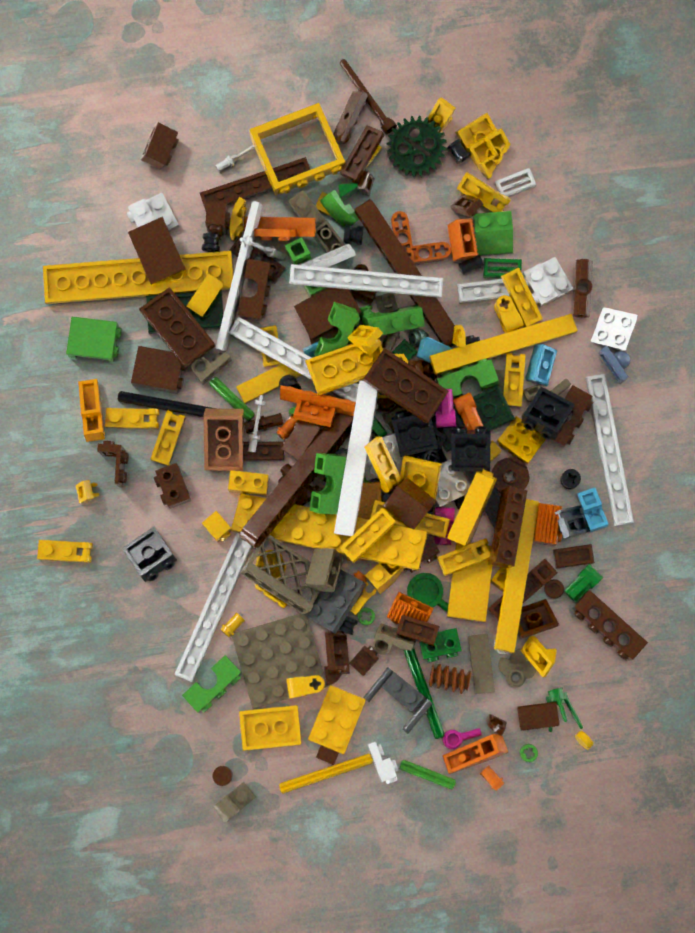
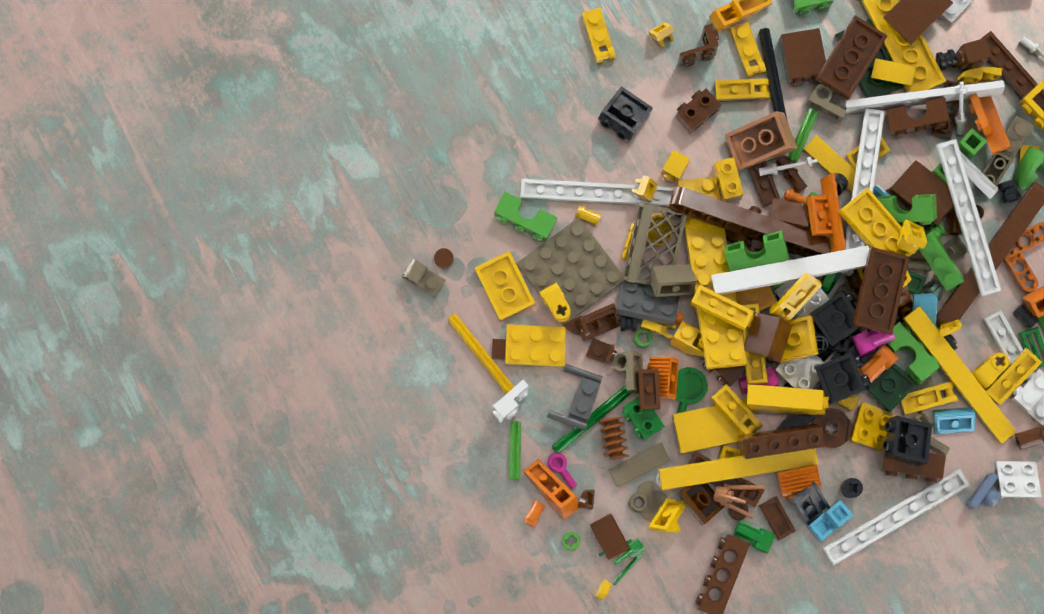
camera: 70 degrees right, 0 degrees up
(228, 561) = (646, 188): none -> yellow tile
(539, 596) = (725, 496): none -> nougat plant

